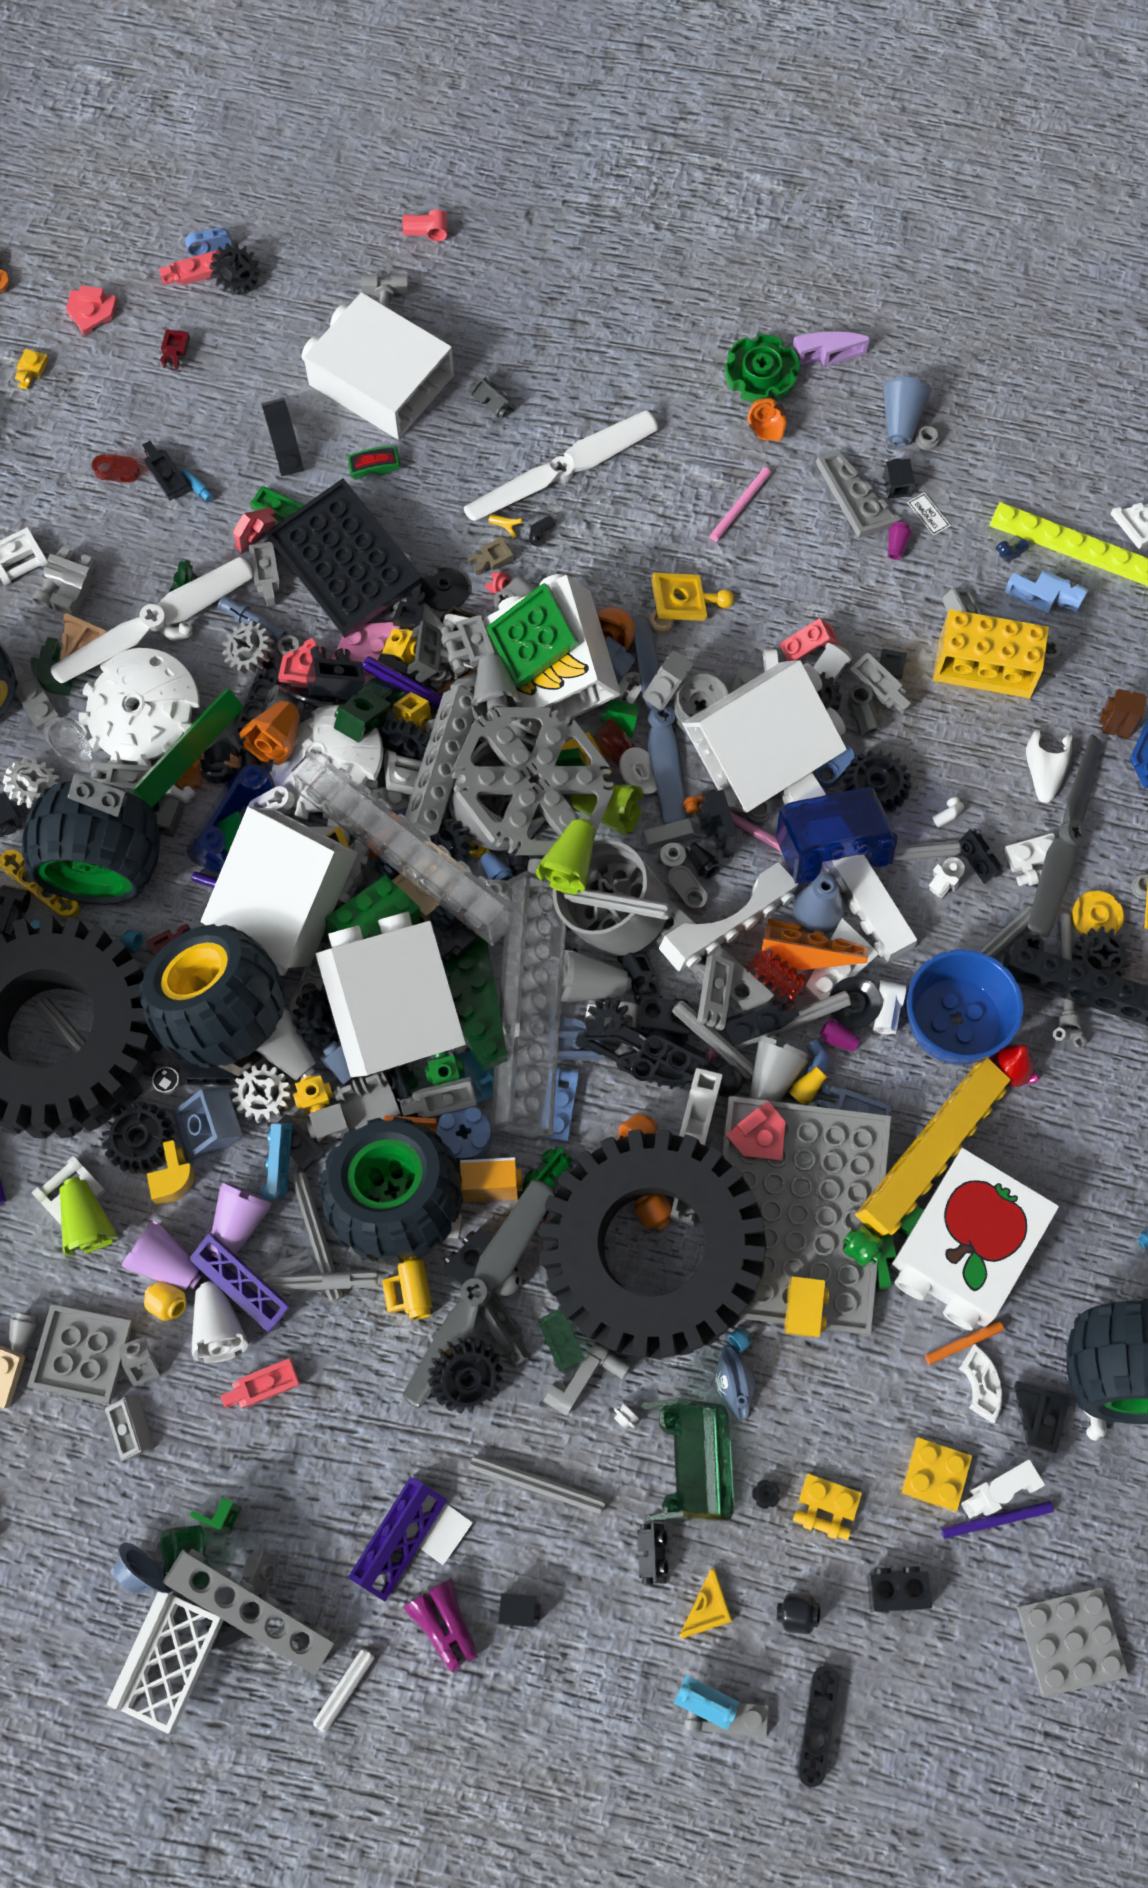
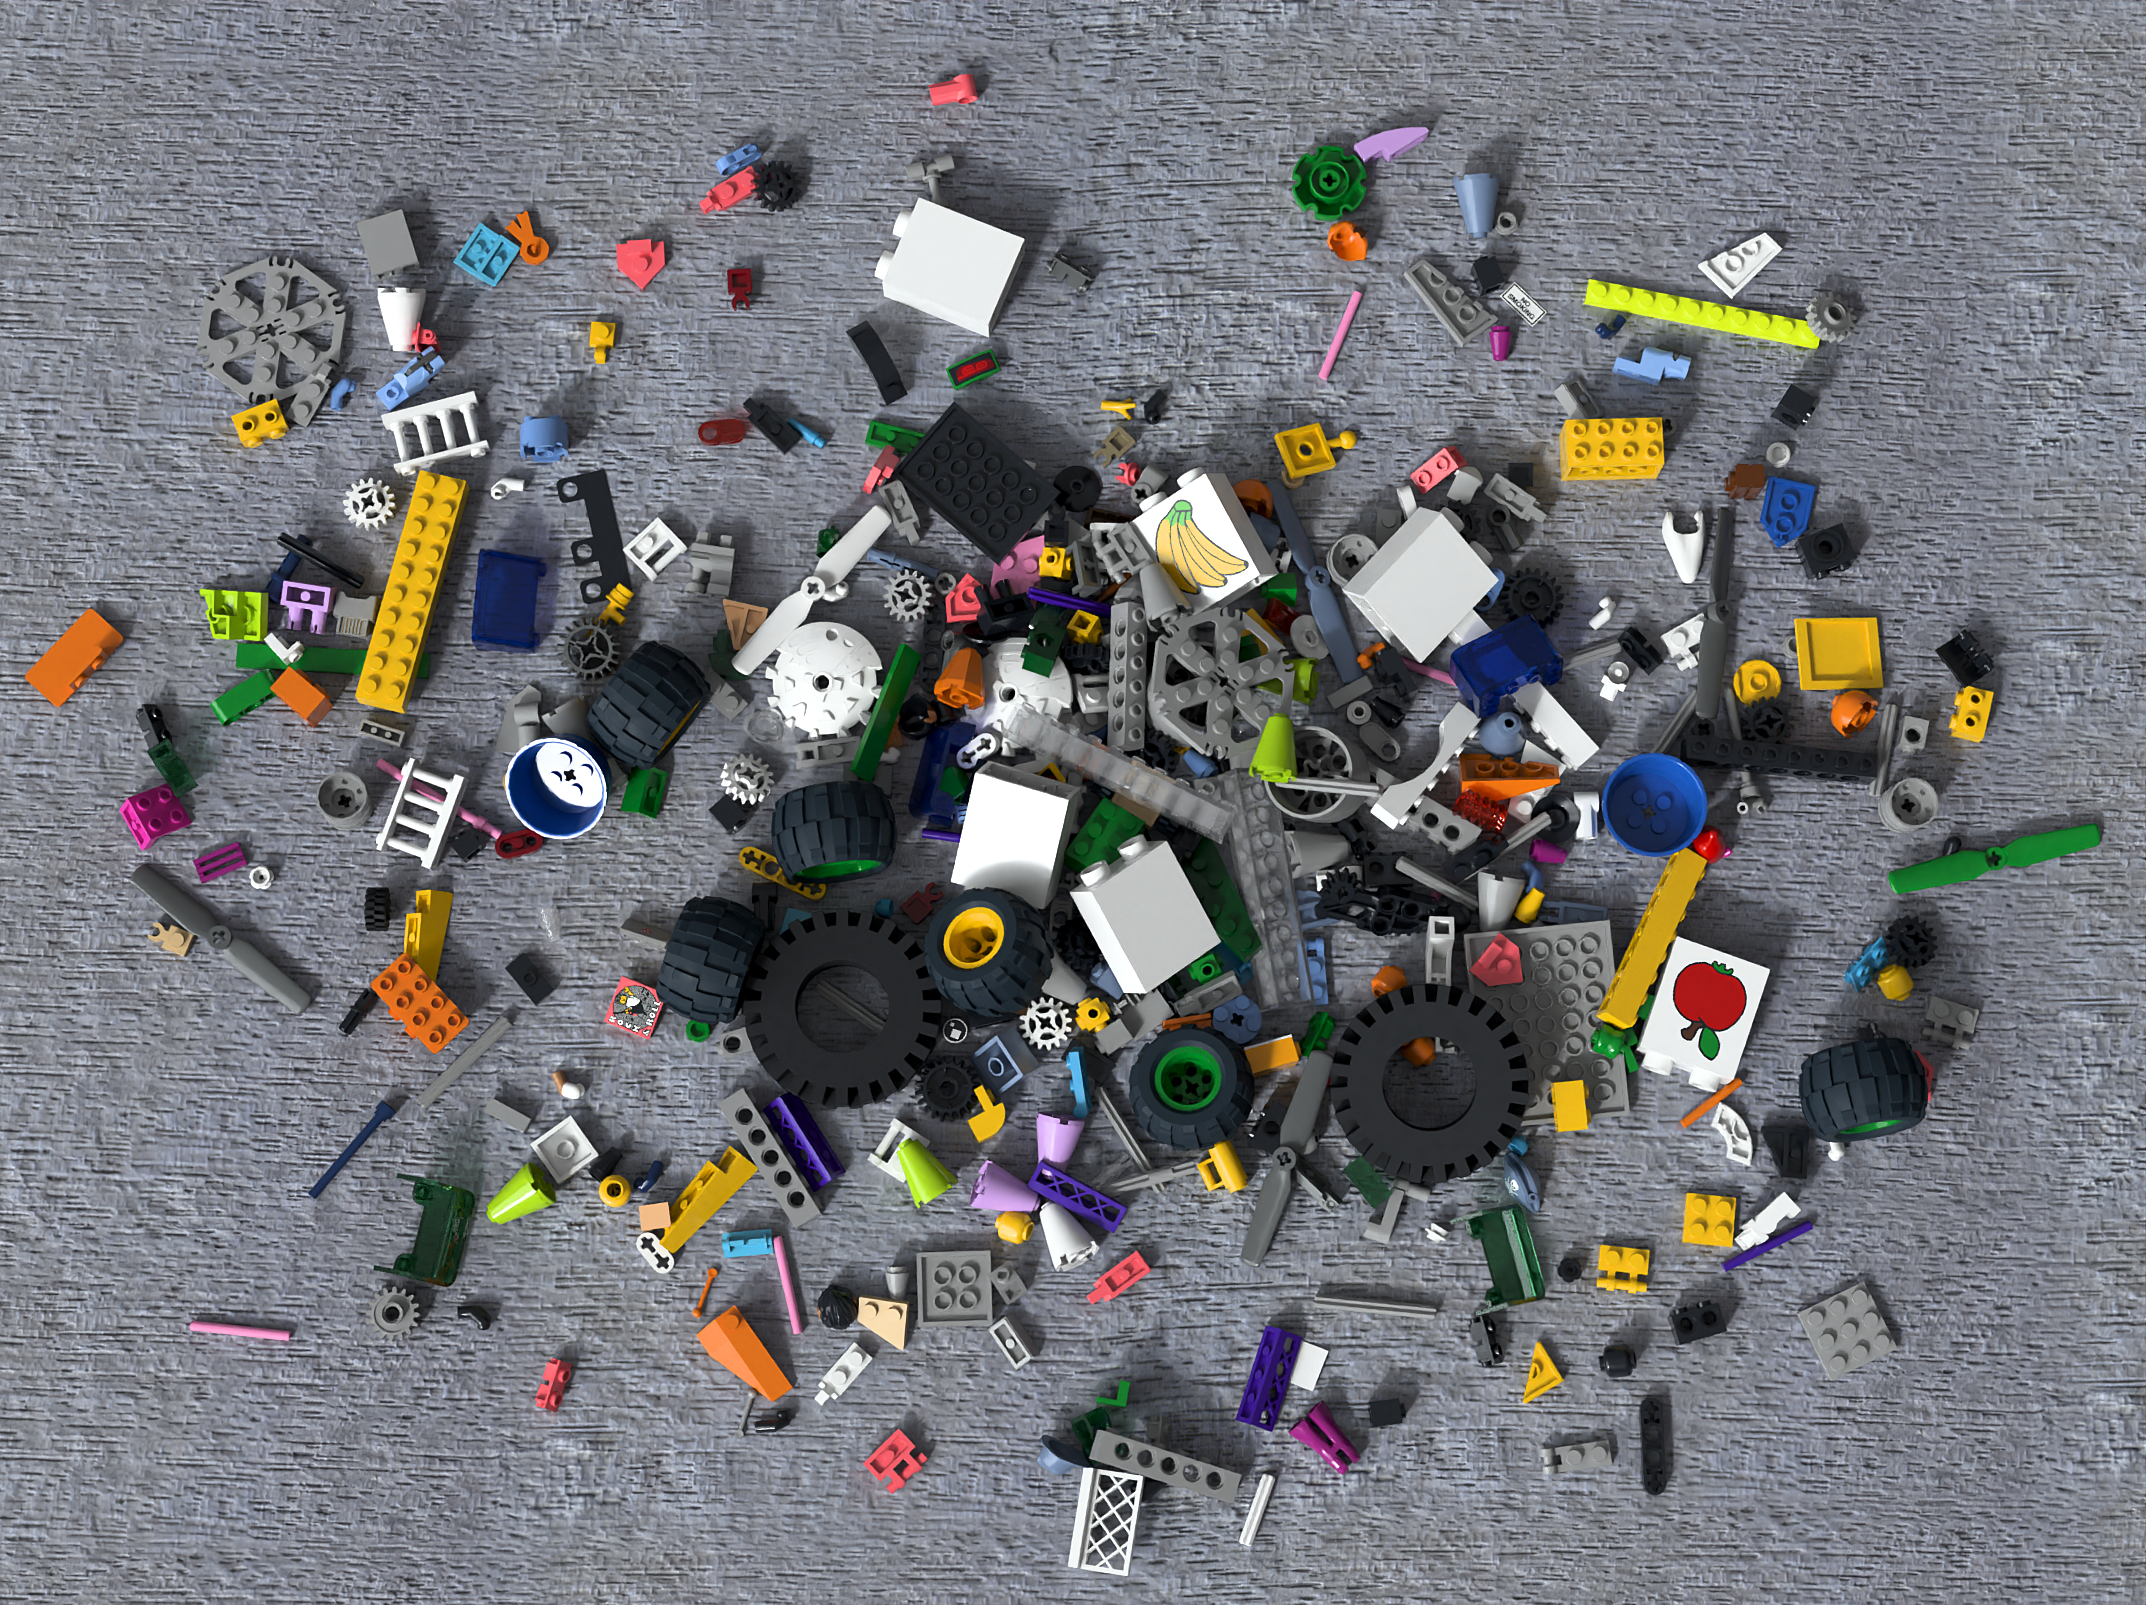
camera: 15 degrees left, 10 degrees up
(97, 795) = (843, 798): dark grey hinge -> none
(477, 1386) = (1290, 1215): black gear -> none
(532, 635) = (1186, 539): green plate -> none
(581, 456) = (1175, 319): white piece -> none
(667, 680) = (1318, 548): light grey brick -> none
(707, 1702) = (1558, 1449): medium azure hinge -> none
(715, 992) = (1430, 841): light grey hinge -> none

